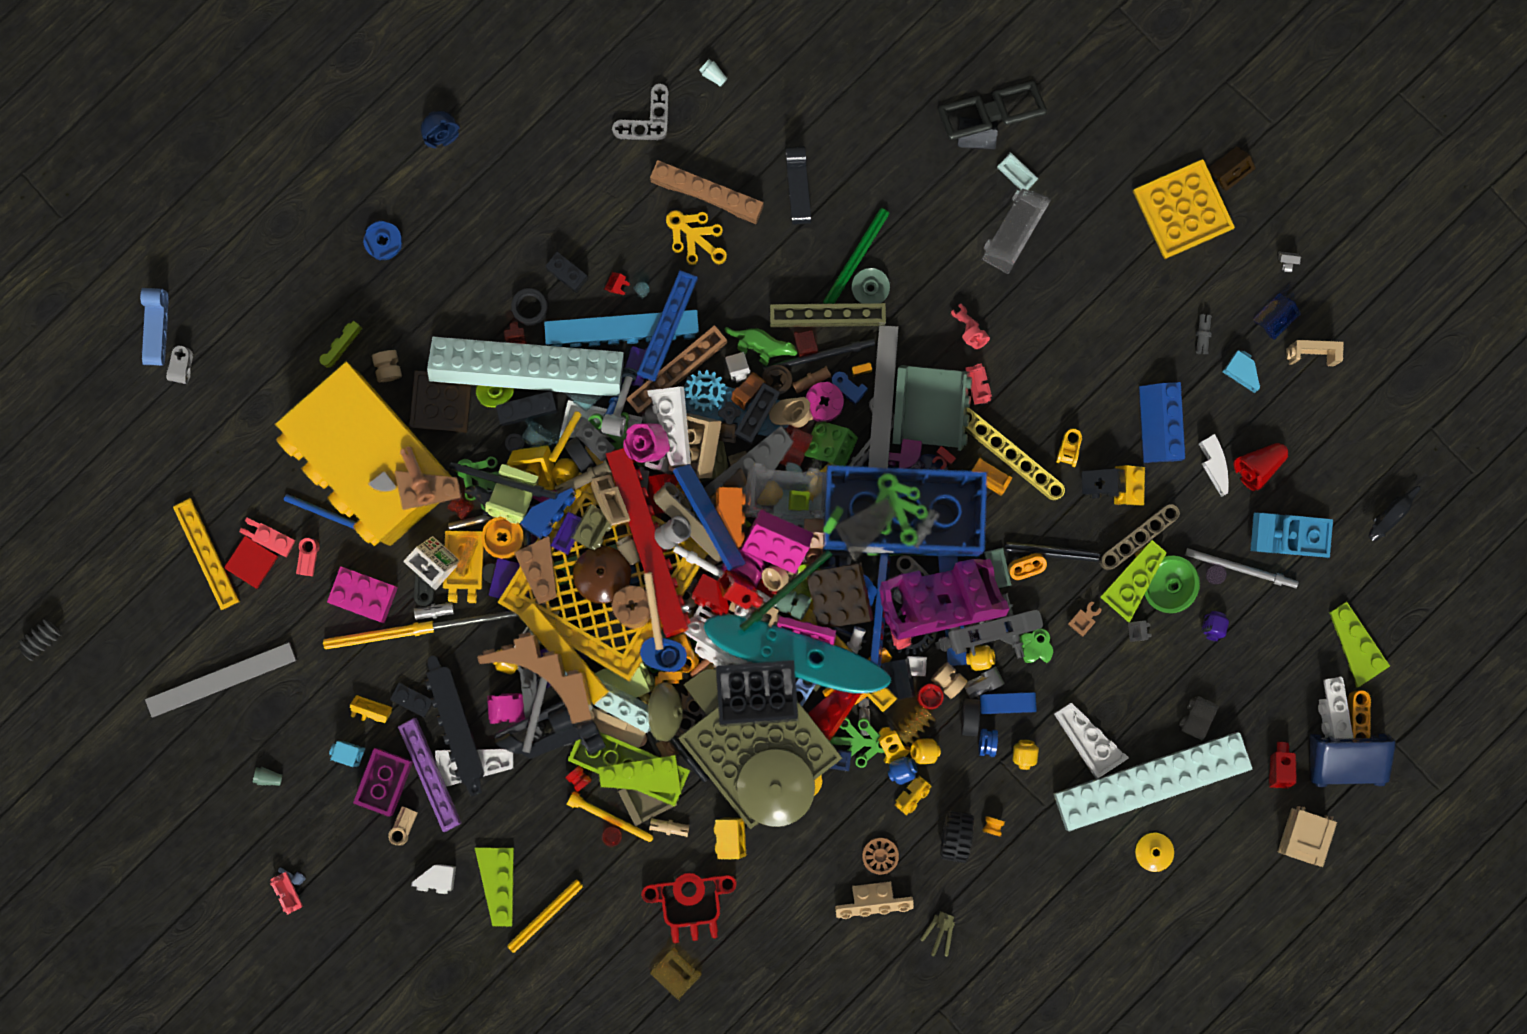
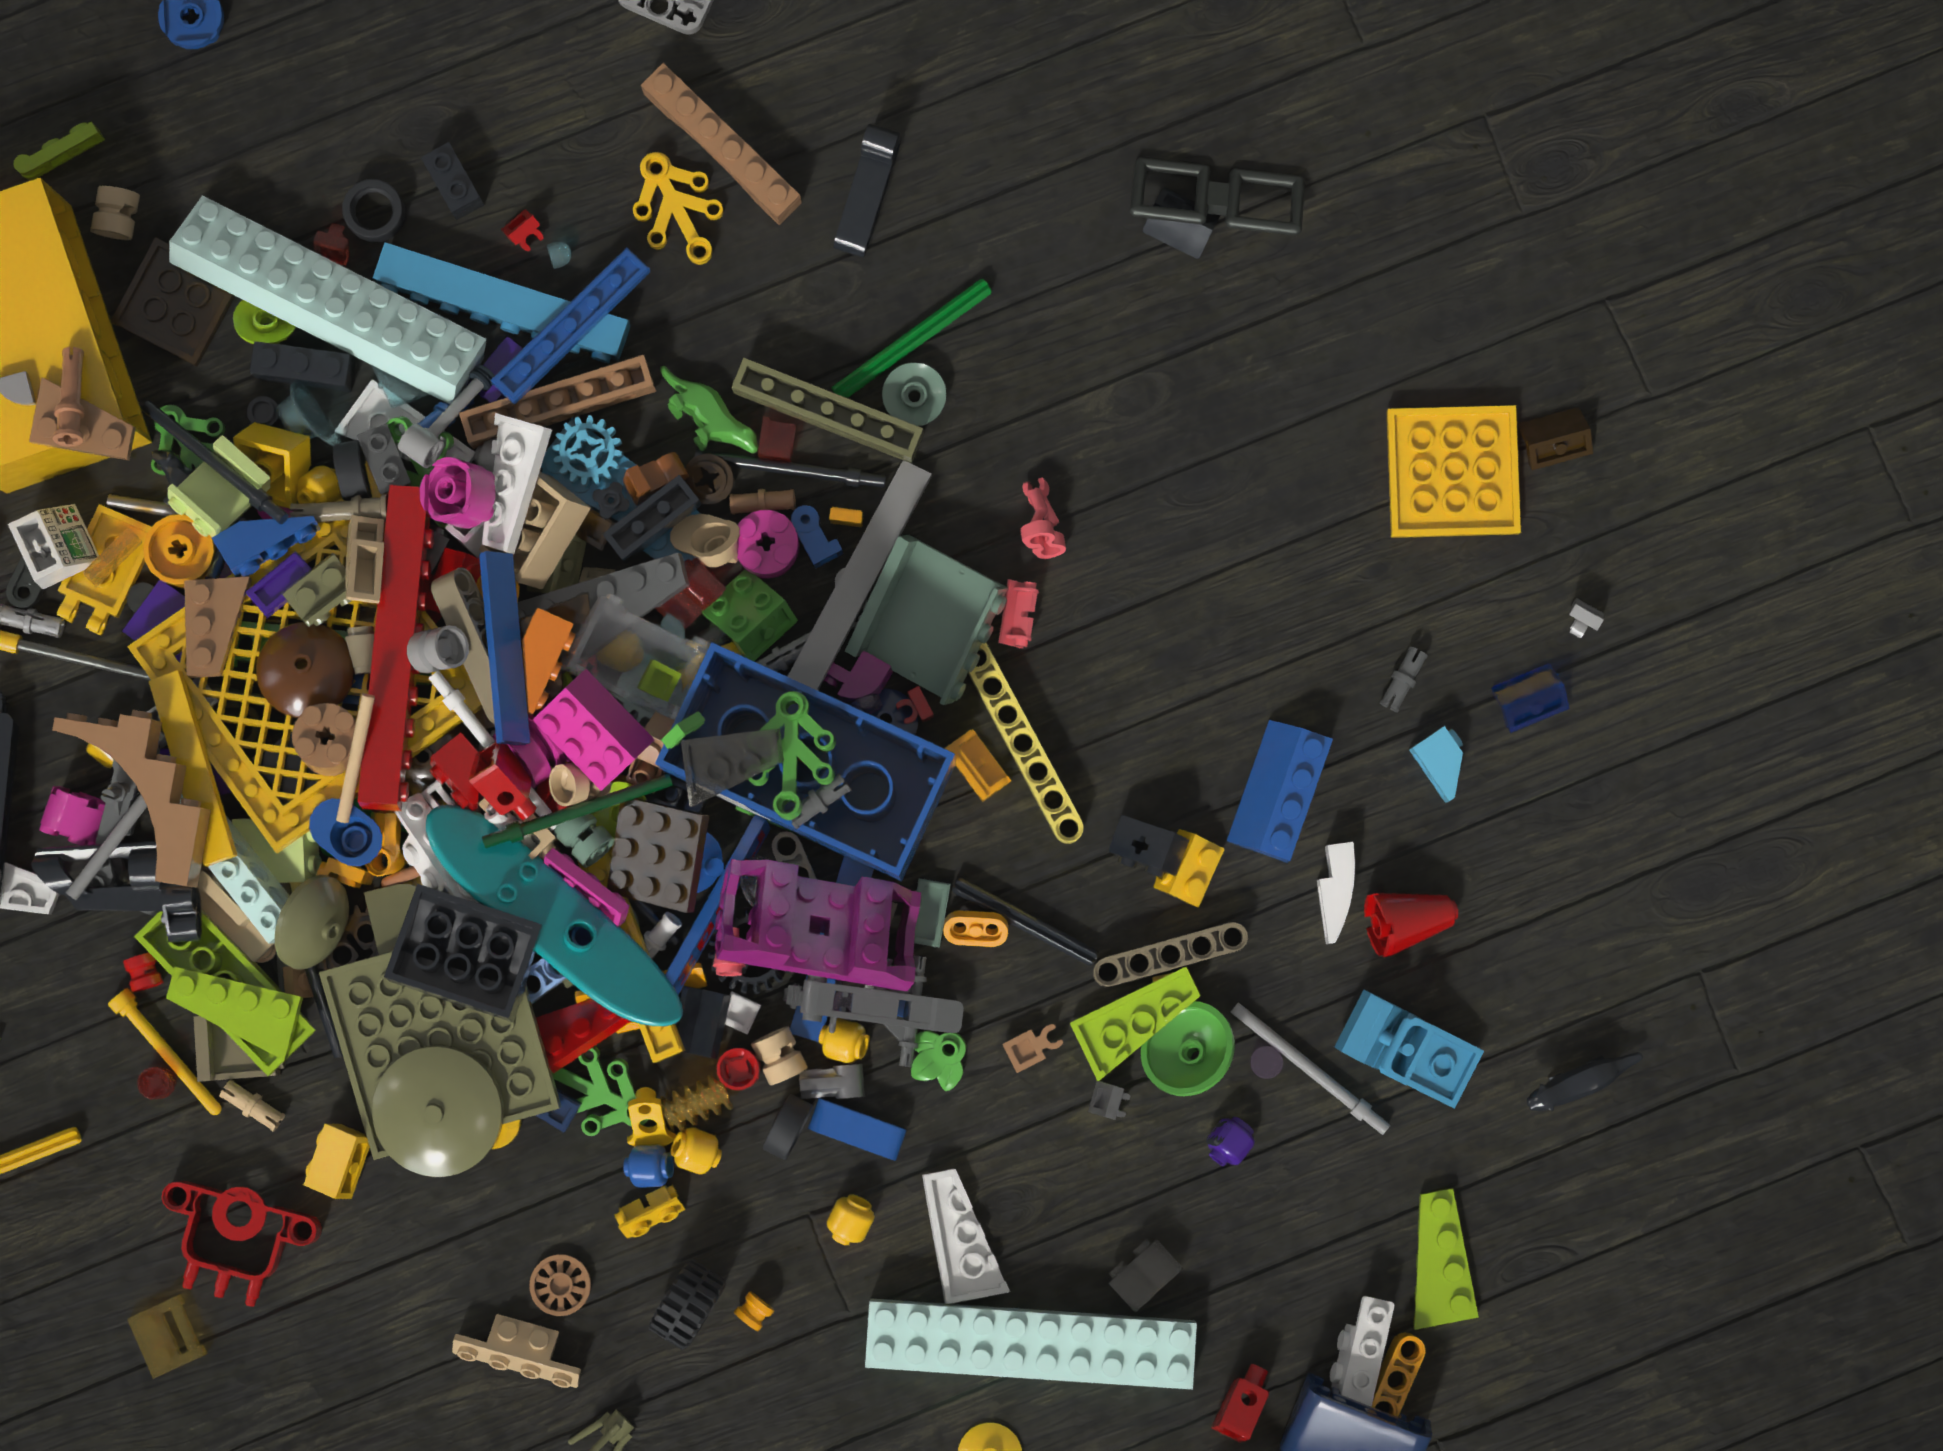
camera: 20 degrees right, 0 degrees up
(461, 507) = (138, 476): clear red wheel -> none
(565, 436) = (340, 433): yellow bar -> none
(738, 367) = (654, 435): white slope -> none
(864, 712) = (627, 1052): light grey axle -> none
(988, 742) = (805, 1175): blue wheel -> none
(1015, 229) = (1174, 394): clear windscreen -> none
(1017, 172) = (1218, 310): light aqua tile -> none
(1069, 449) = (1117, 773): yellow piece -> none
(1332, 349) = (1593, 783): tan panel -> none

